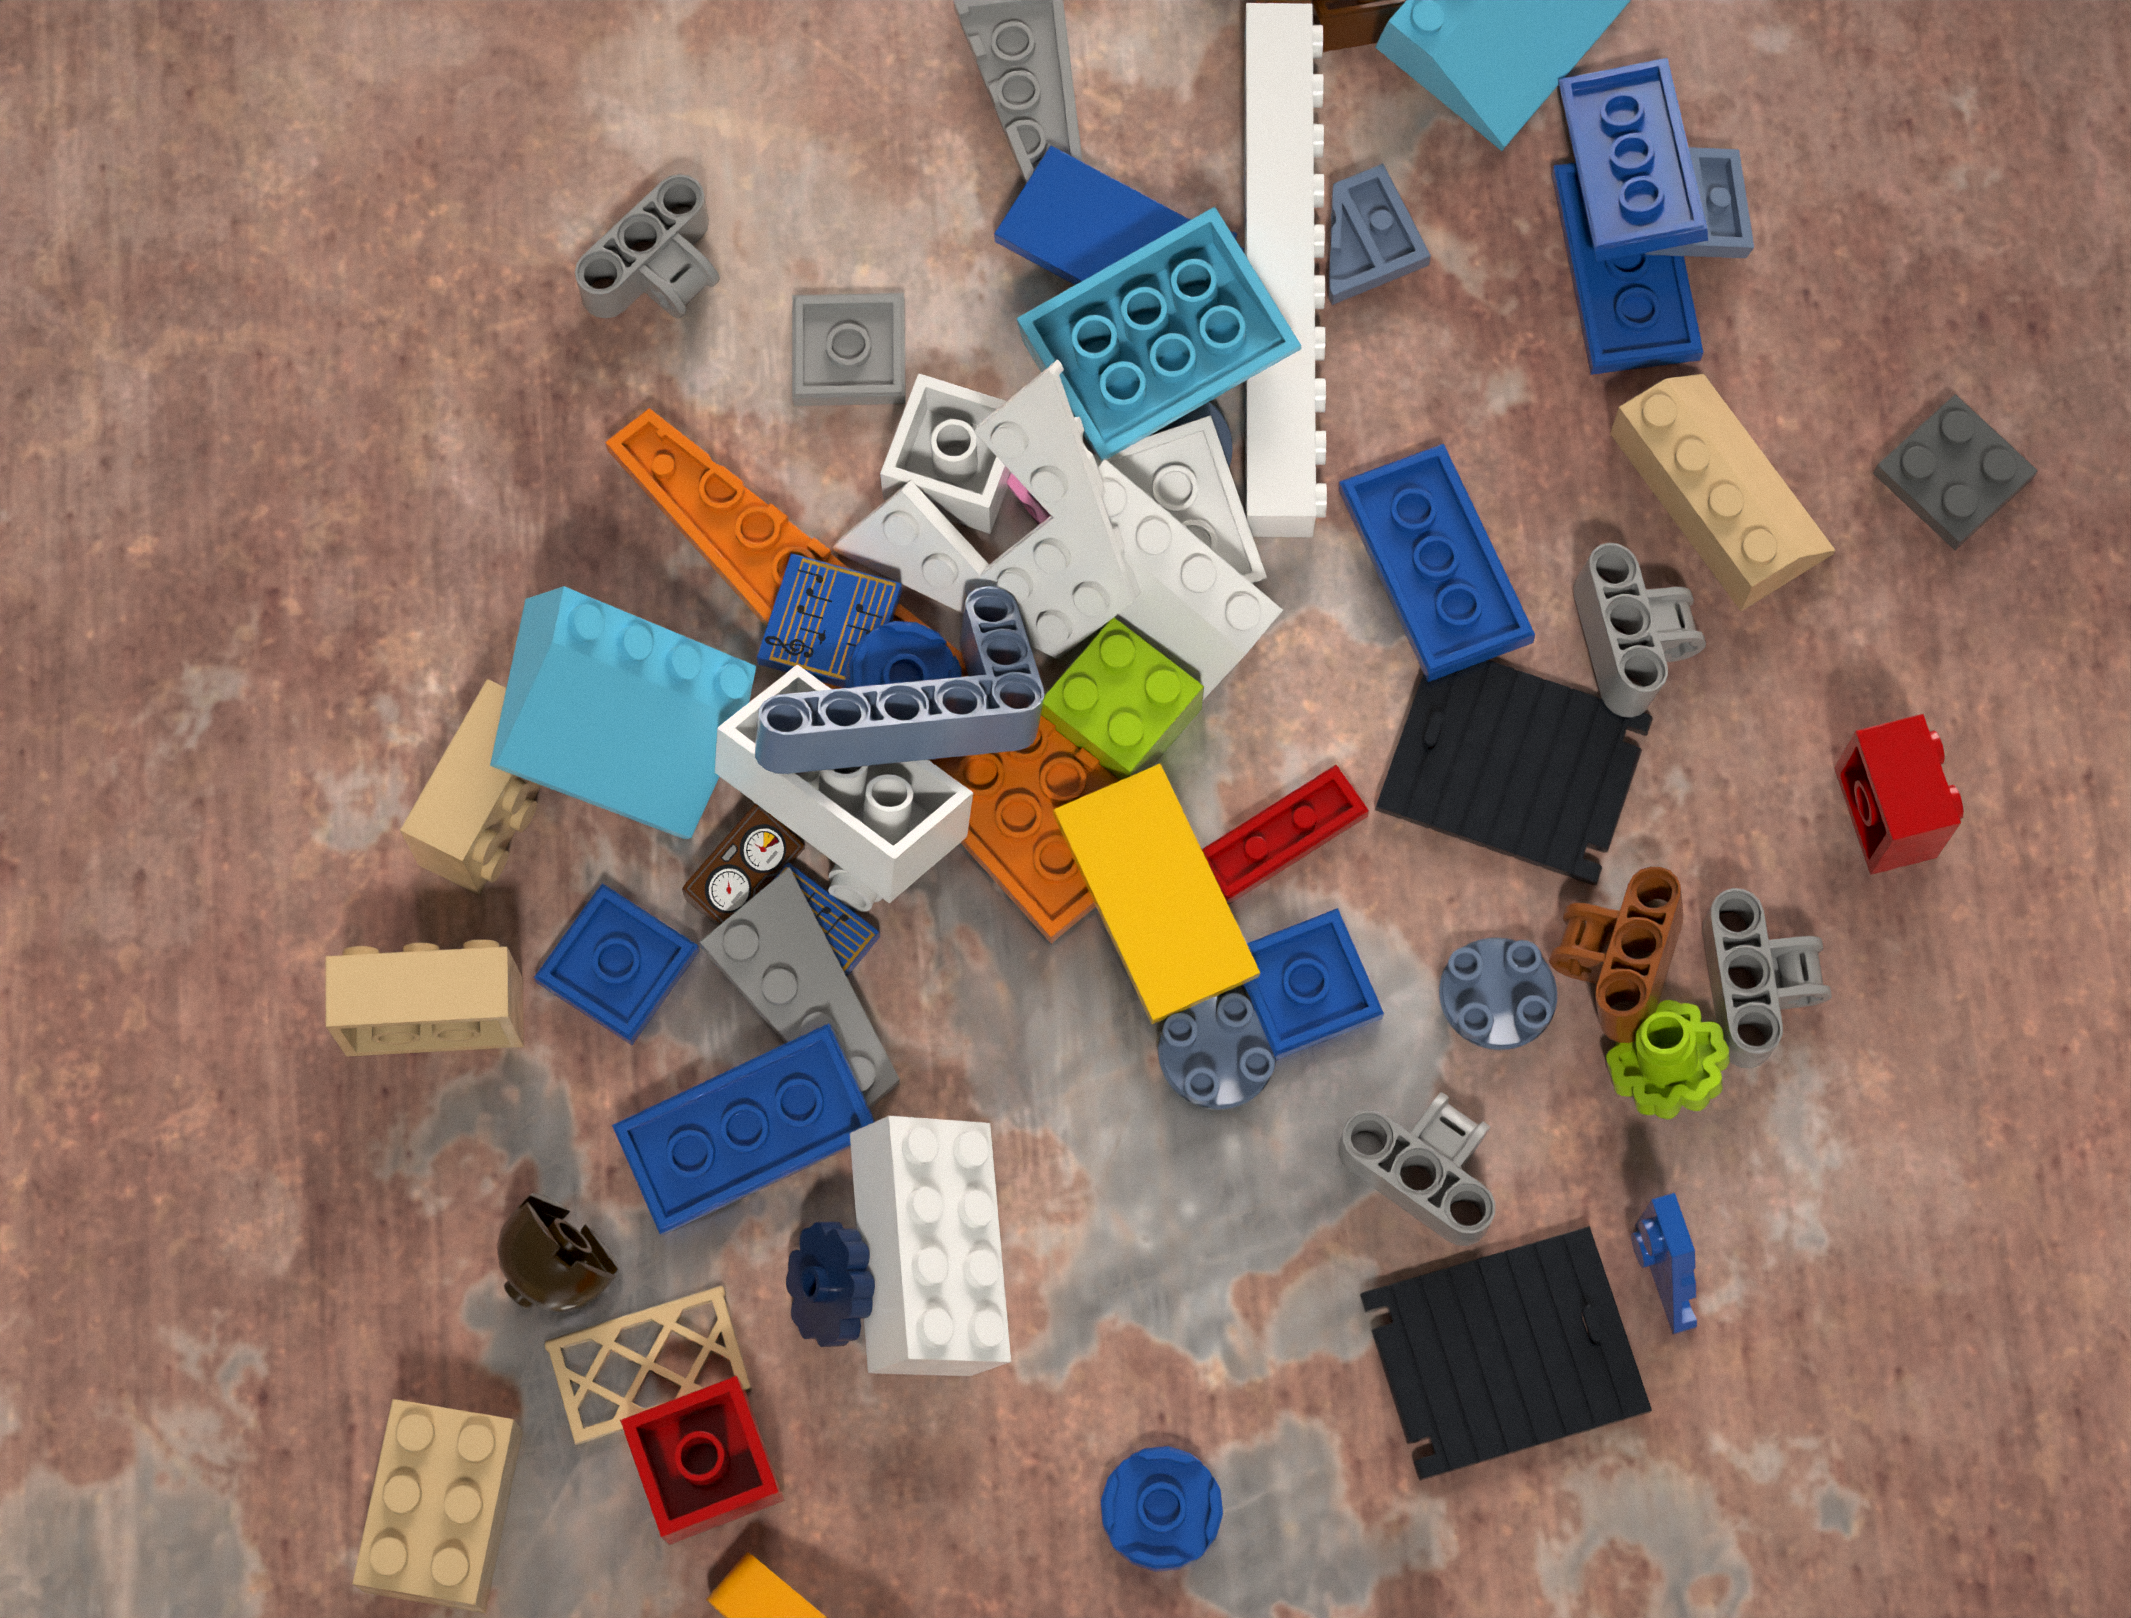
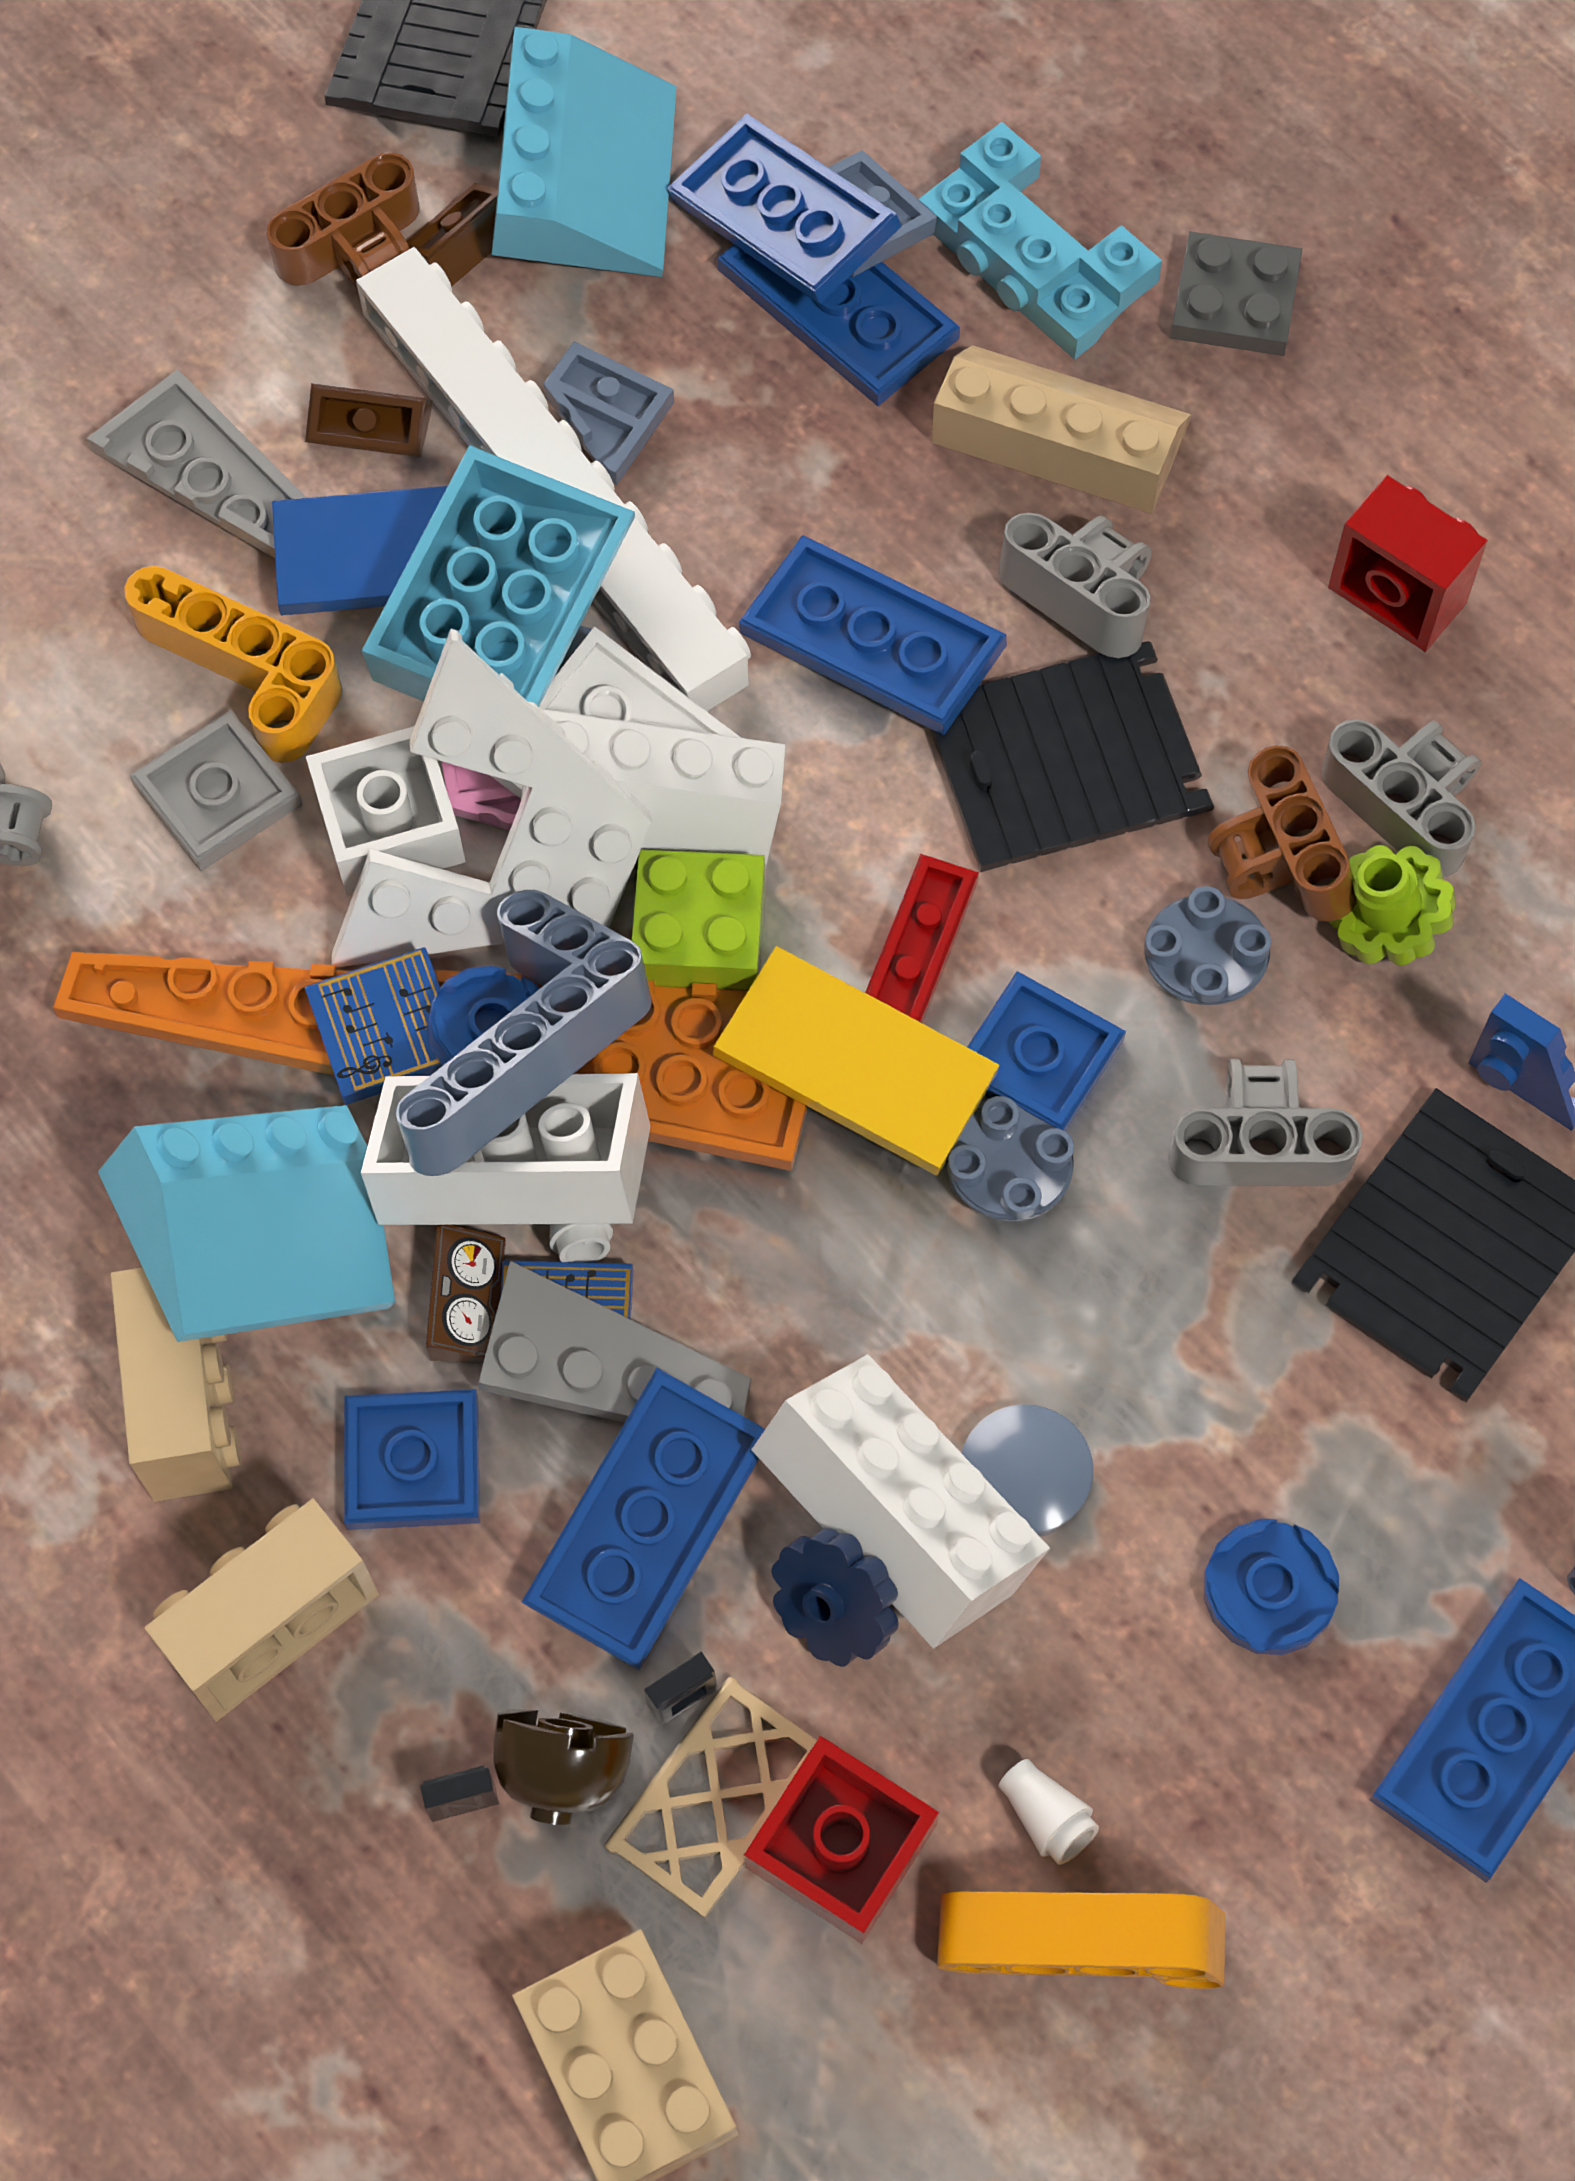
camera: 35 degrees left, 5 degrees down
(467, 1230) = (459, 1793): none -> black tile
(677, 1269) = (681, 1688): none -> black tile
(868, 1551) = (1051, 1814): none -> white cone
(935, 244) = (174, 610): none -> light orange beam
(1053, 1291) = (1033, 1463): none -> sand blue dish
(1181, 122) = (367, 420): none -> reddish brown slope
(1802, 325) = (1027, 254): none -> medium azure bracket

